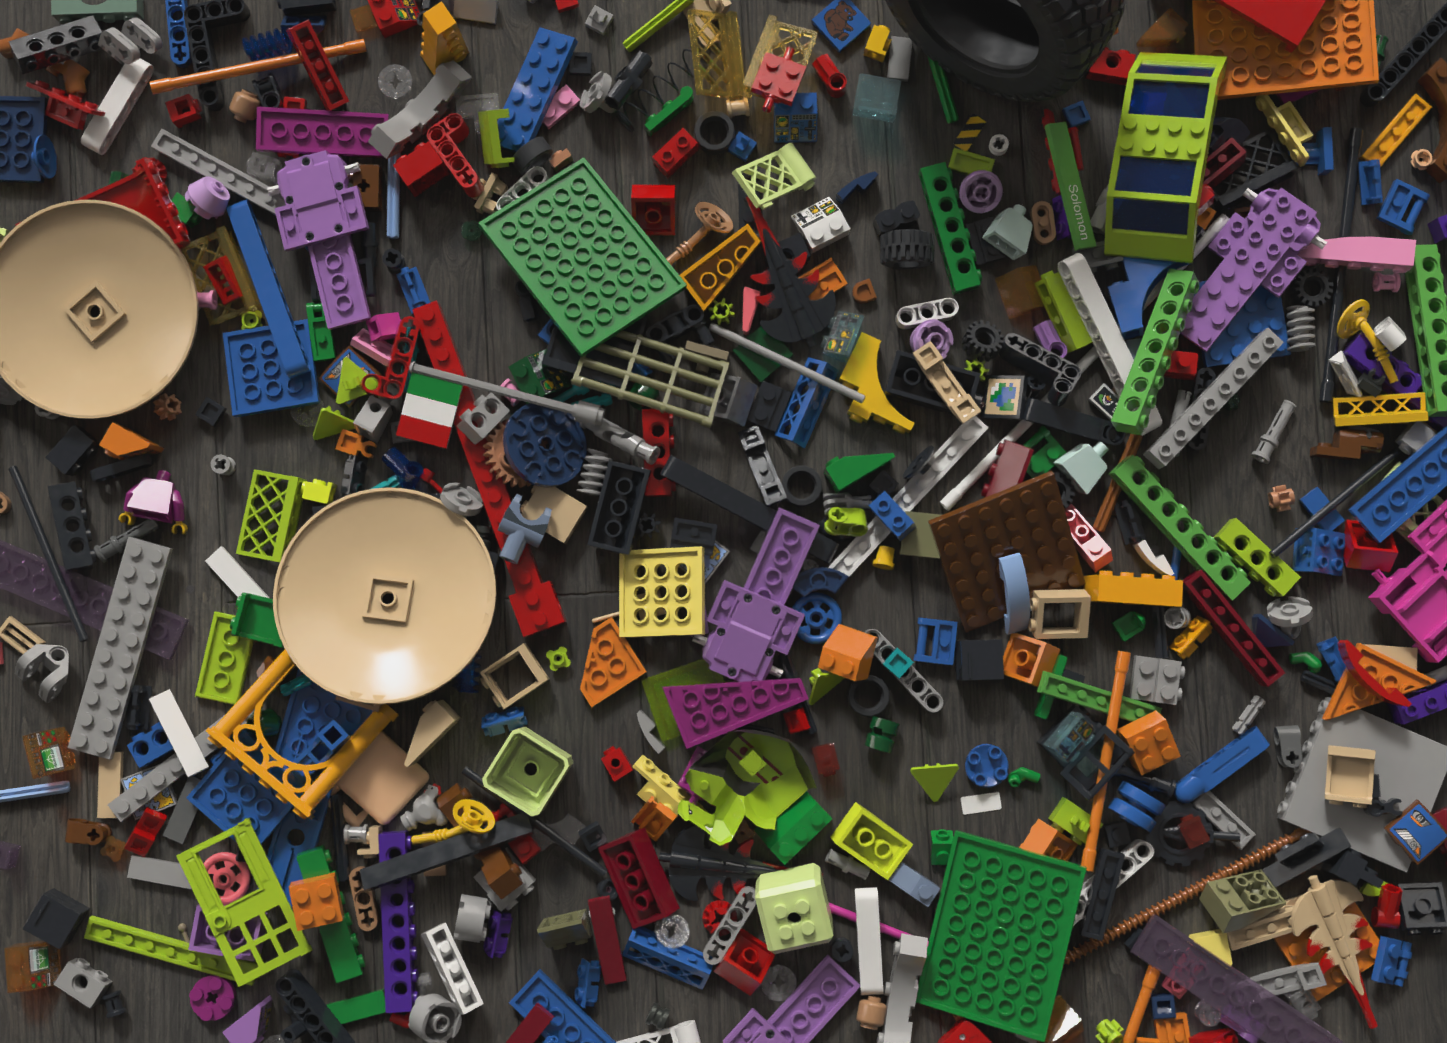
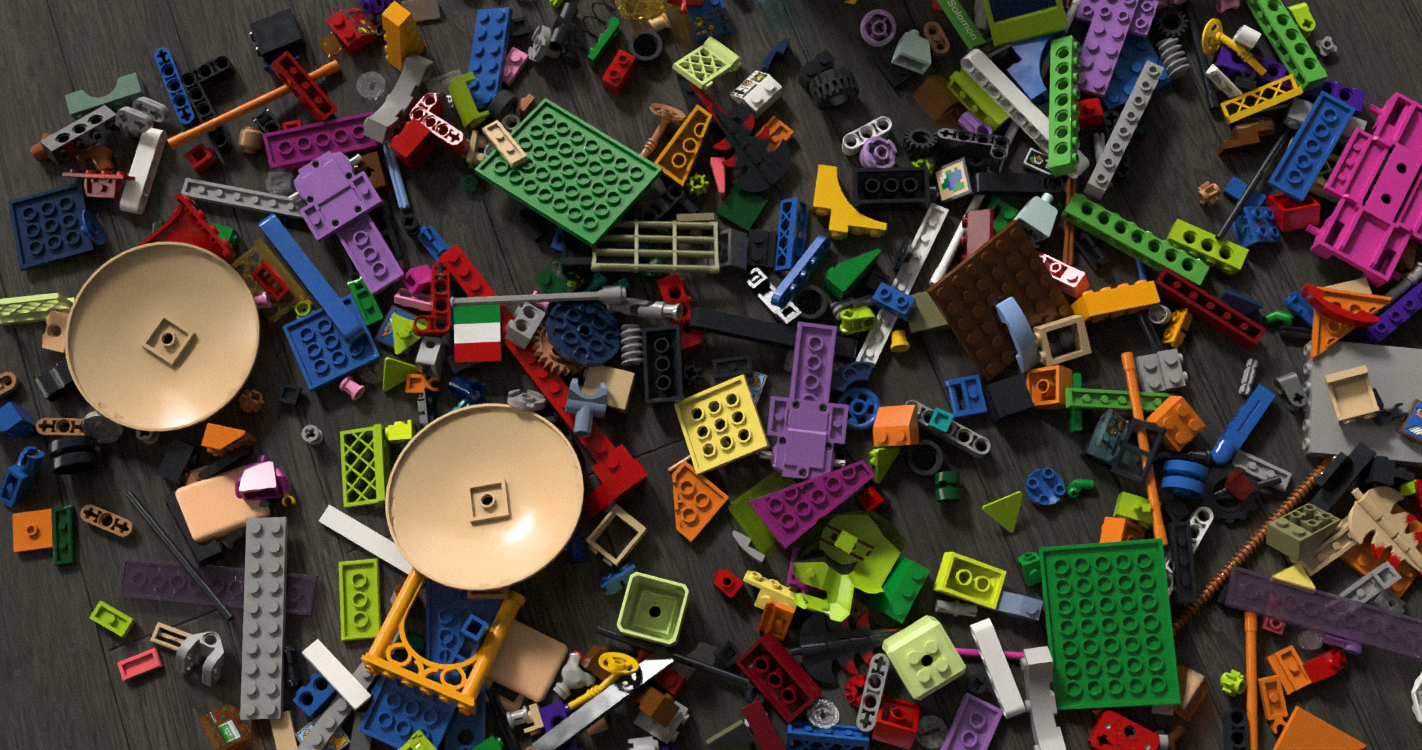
camera: 15 degrees left, 10 degrees down
(96, 511) = (213, 507): none -> light nougat piece
(208, 197) = (240, 218): lavender cone -> none
(255, 619) = (380, 556): green panel -> none
(267, 46) = (259, 86): clear blue piece -> none
(279, 425) = (352, 388): none -> bright pink bush
(295, 685) = (431, 598): teal axle -> none
(427, 476) = (490, 392): red hand -> none
(432, 726) = (559, 599): tan slope -> none
(521, 202) = (505, 144): none -> tan tile
(527, 626) = (614, 488): none -> red slope
(564, 661) = (648, 516): lime plate -> none
(654, 208) = (616, 120): red slope -> none
(742, 146) = (672, 52): blue tile -> none
(787, 363) = (765, 207): light grey piece -> none
(803, 447) = (801, 271): none -> blue beam
(825, 759) = (906, 523): clear red brick -> none
(842, 336) = (803, 173): slope -> none
(864, 292) = (809, 135): dark orange tile -> none
(871, 1013) = (1021, 731): medium nougat head -> none
(945, 383) = (901, 182): tan slope -> none
(958, 281) = (884, 103): green brick -> none
(967, 162) = (856, 11): lime tile -> none
(981, 803) = (1051, 521): white sticker -> none
(1060, 217) = (950, 31): dark purple hinge -> none
(1129, 624) = (1122, 333): green plate -> none
(1157, 563) = (1114, 271): white slope -> none
(1162, 1005) = (1269, 645): dark blue slope -> none
(1270, 439) = (1182, 152): light grey pin -> none
(1290, 614) = (1252, 283): light grey tile -> none

